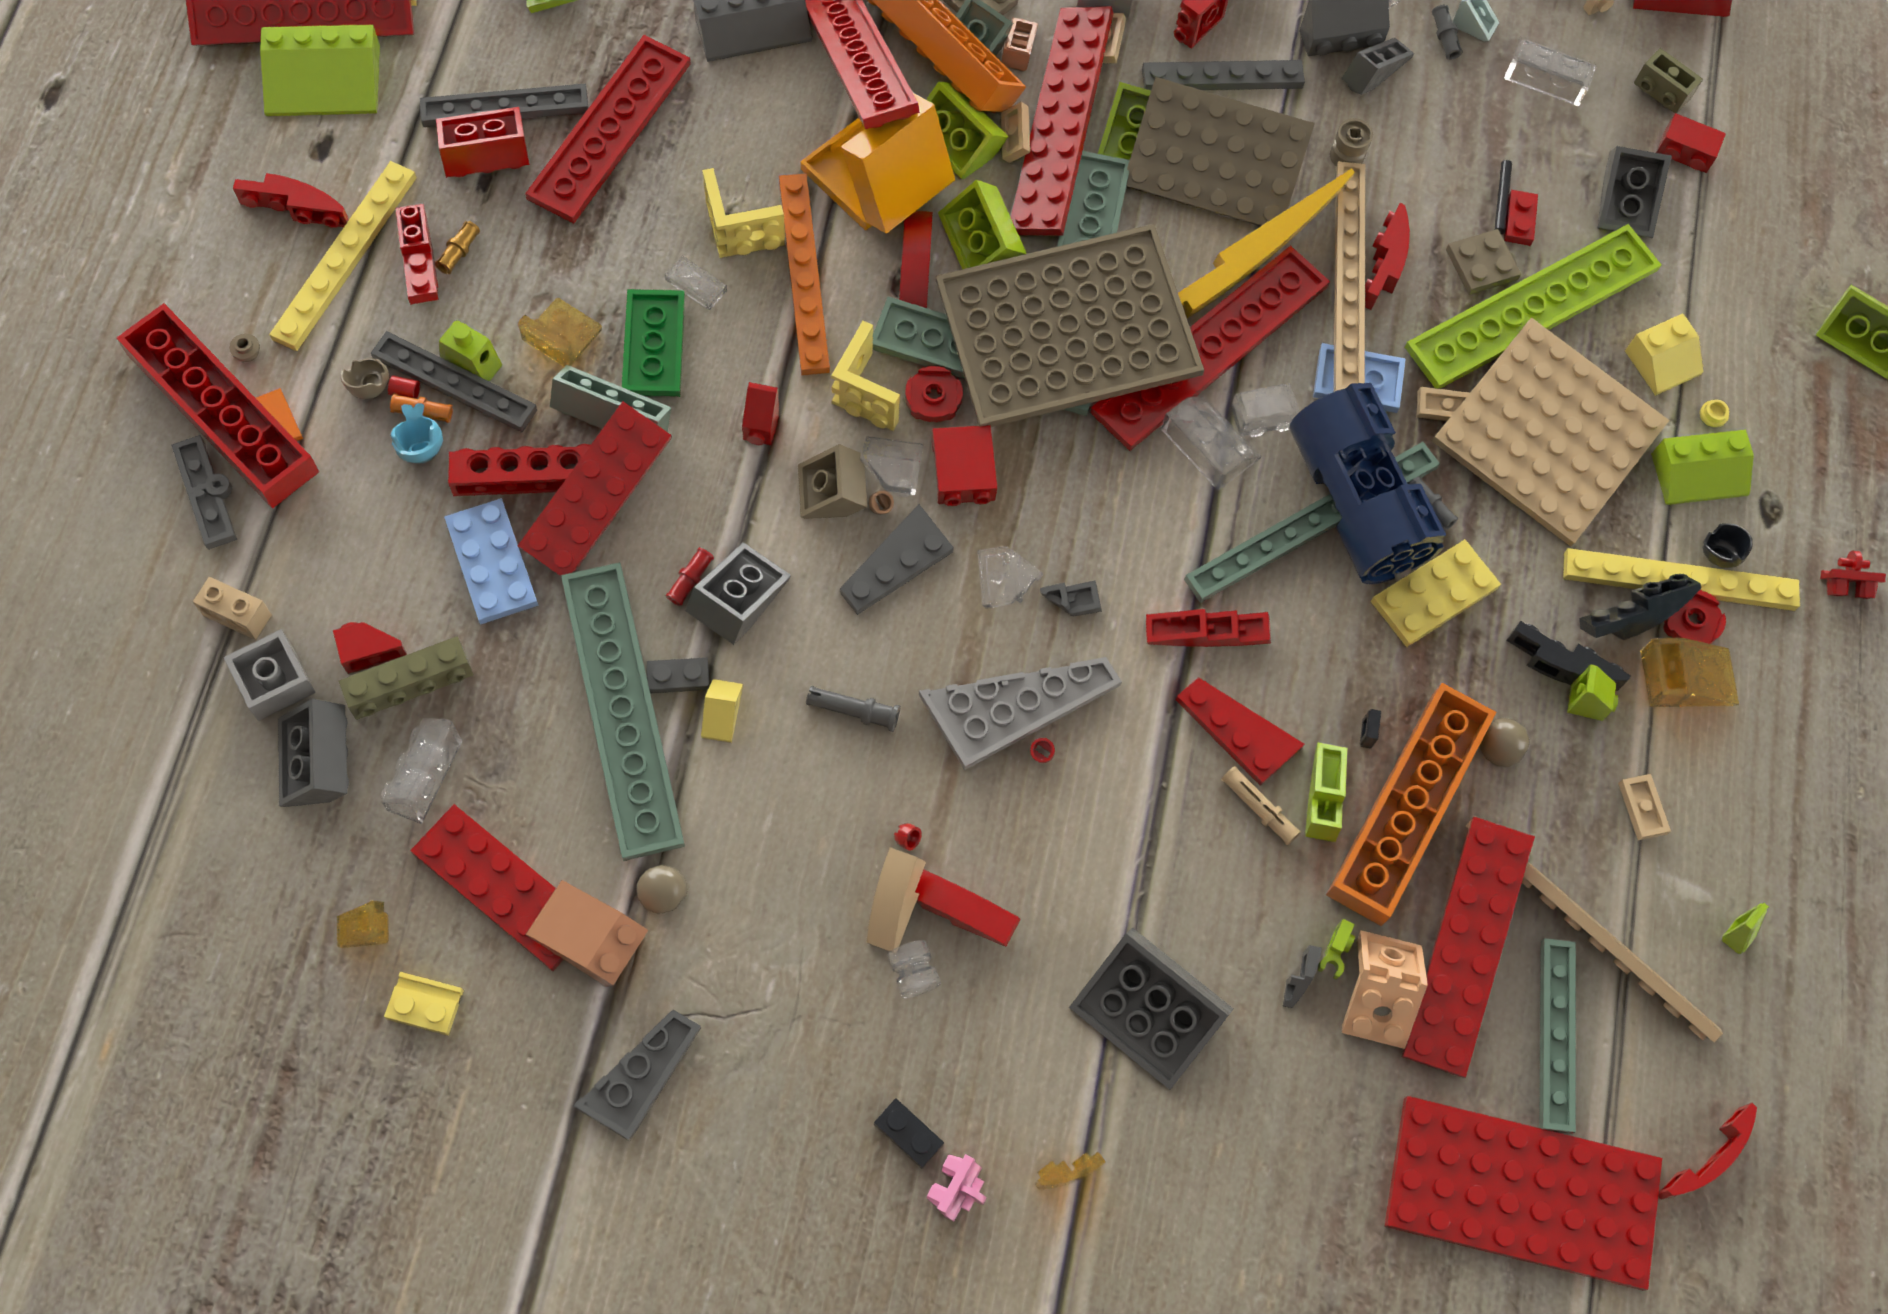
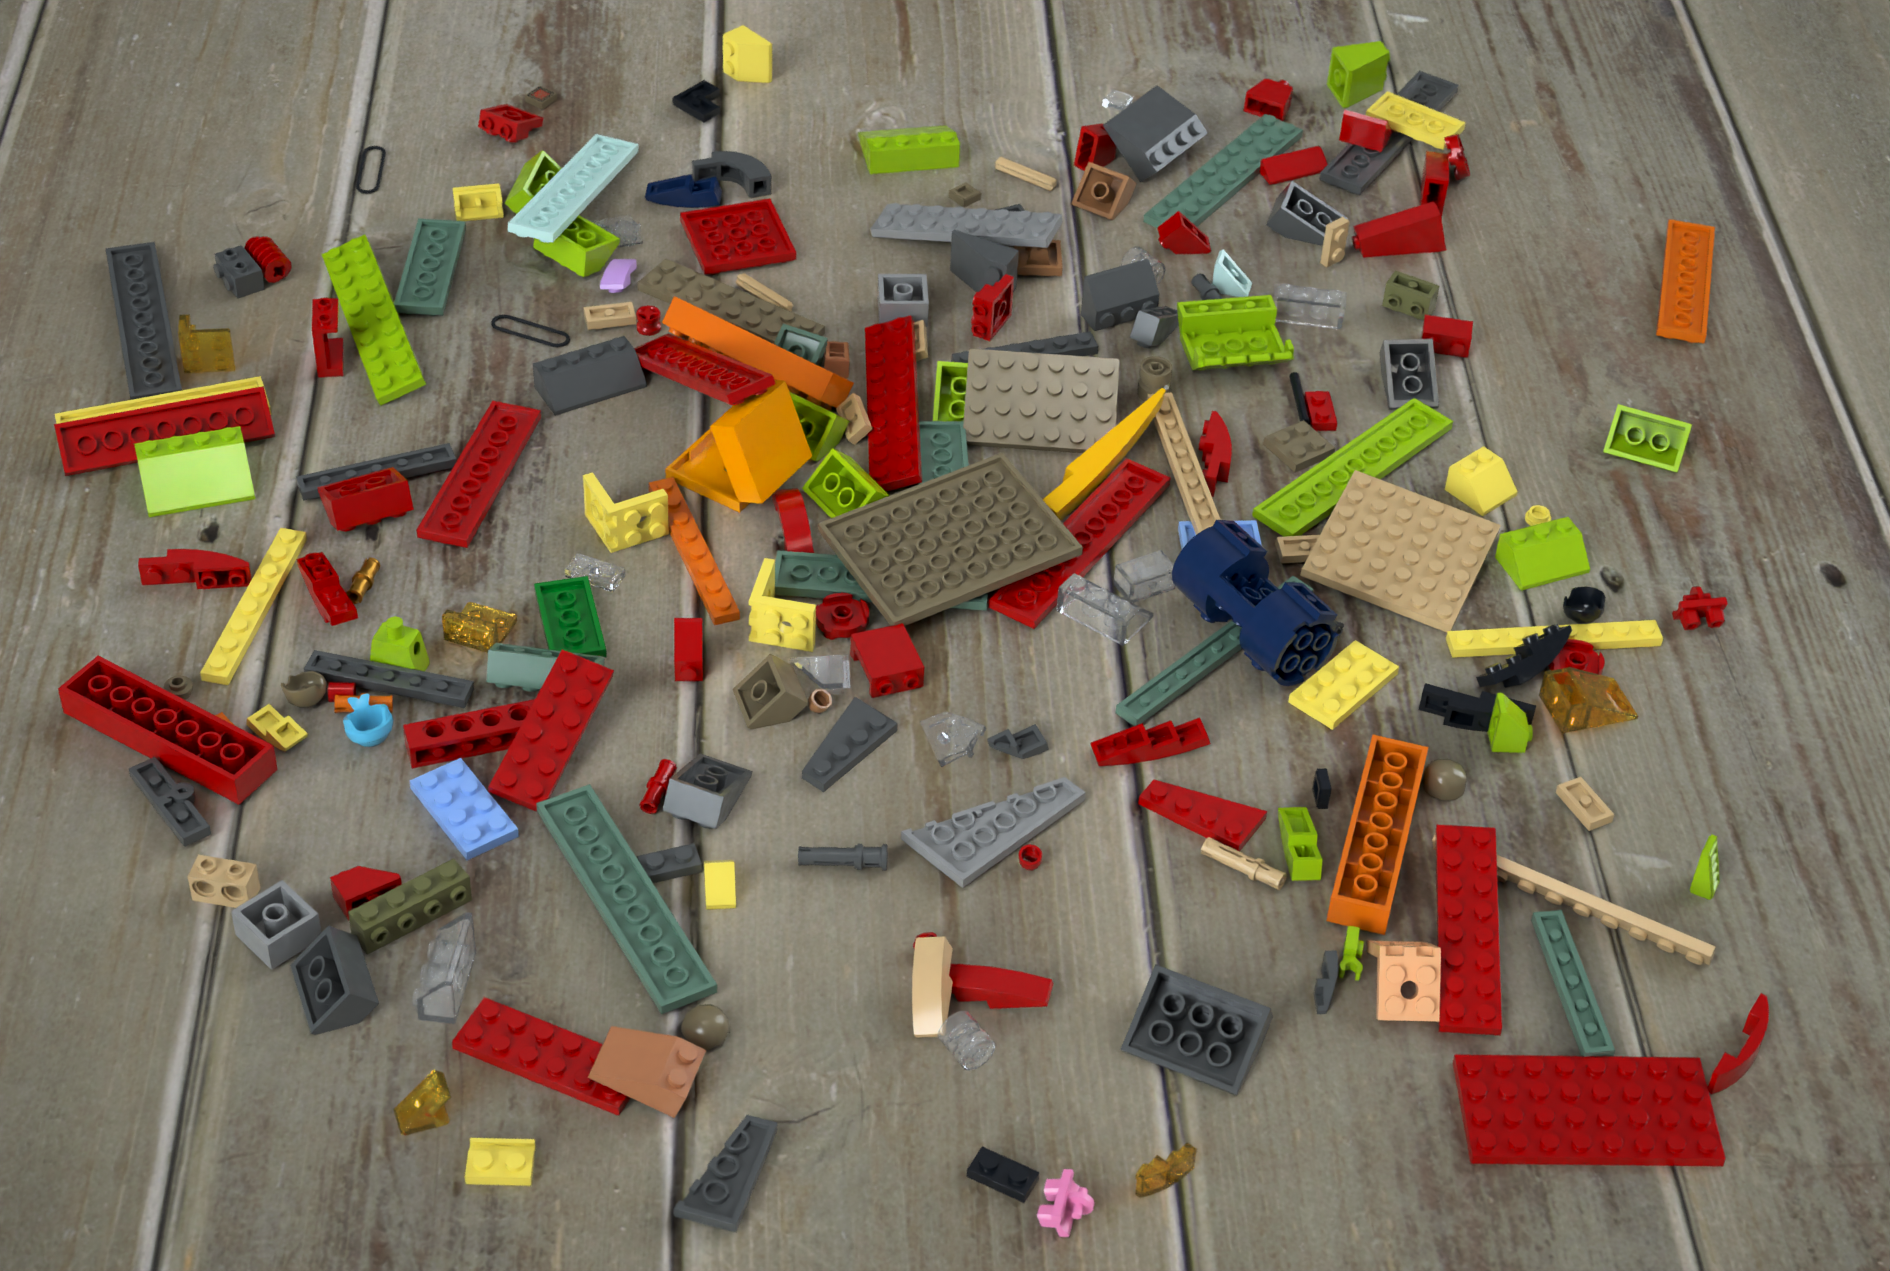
camera: 10 degrees left, 25 degrees down
(329, 420) = (276, 729): none -> light yellow slope
(1454, 98) = (1231, 333): none -> lime slope

